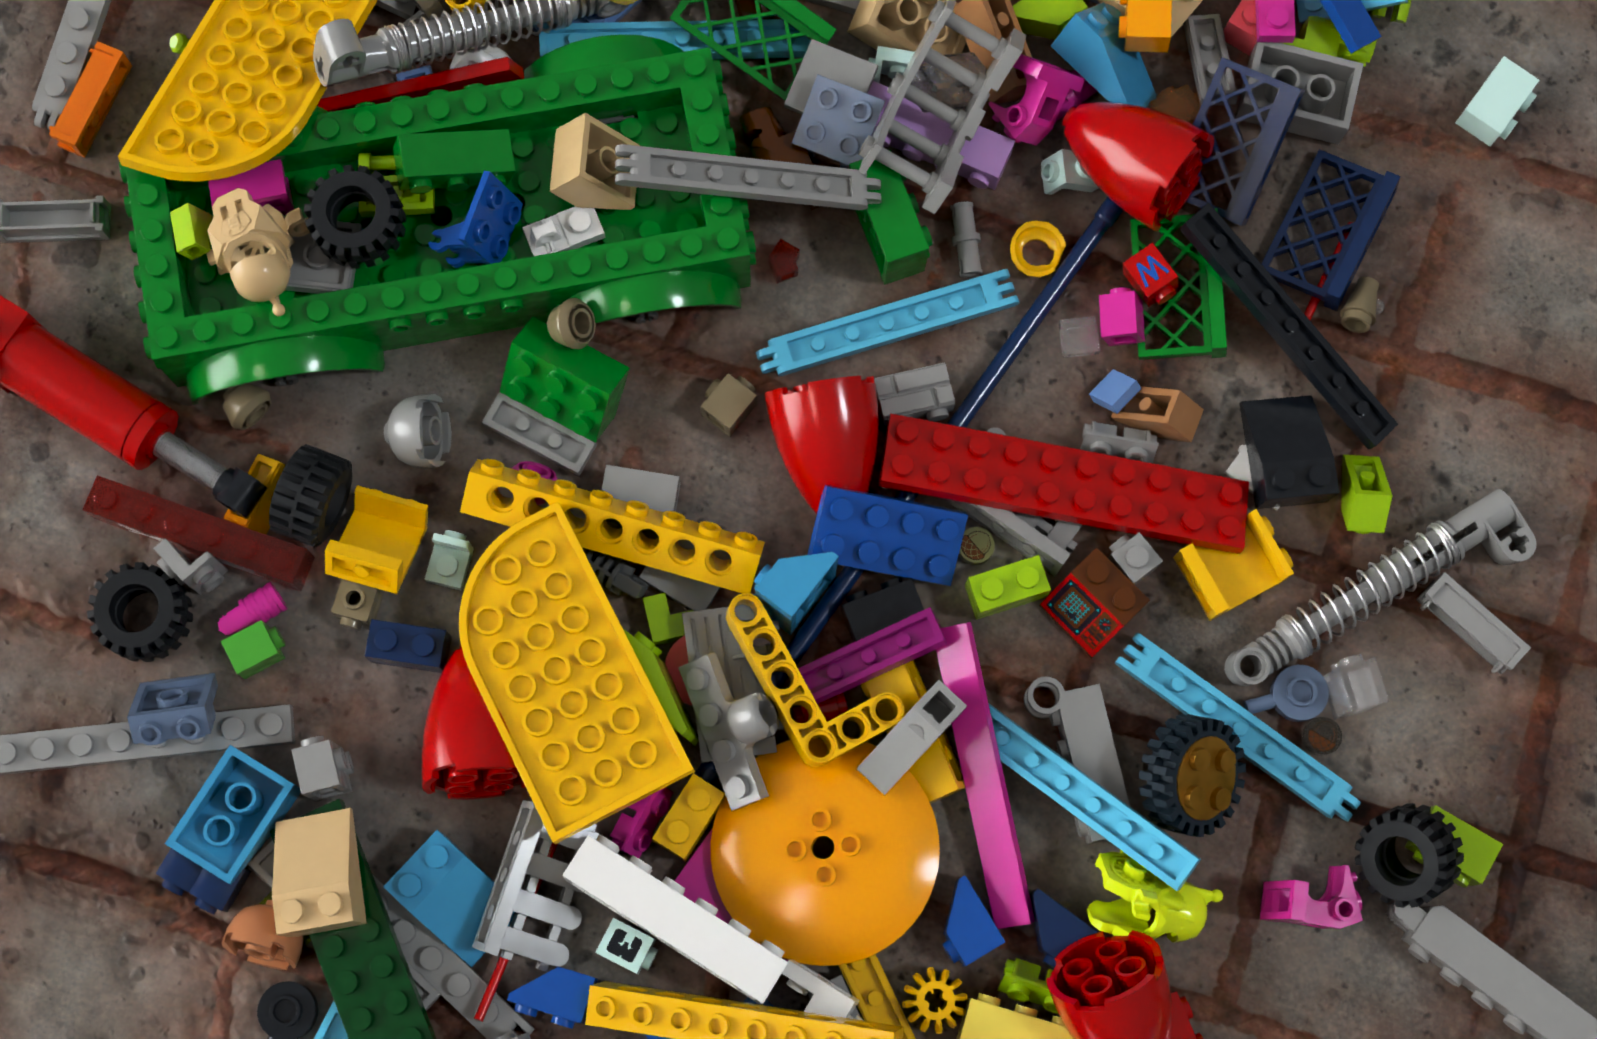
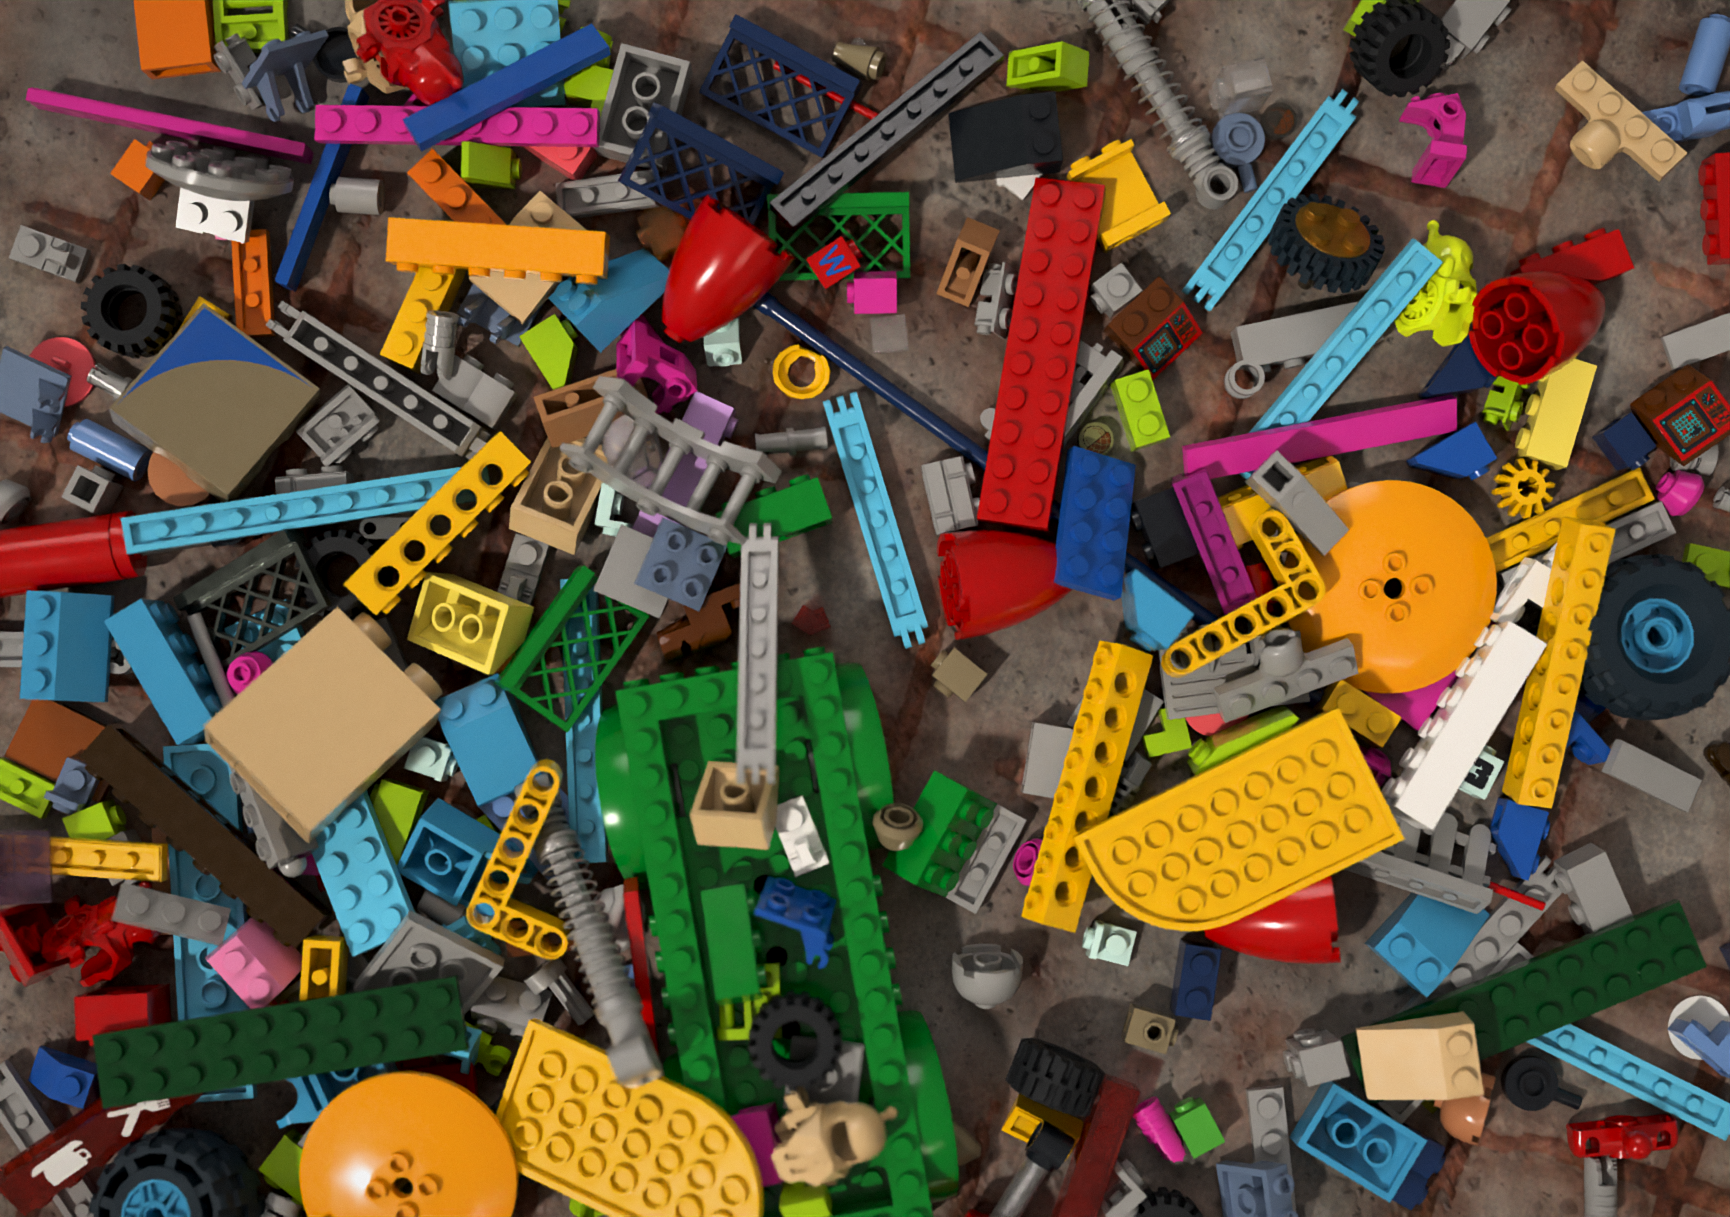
camera: 85 degrees left, 10 degrees up
(378, 540) = (1095, 1011): yellow panel -> none
(1115, 391) = (946, 301): medium blue tile -> none

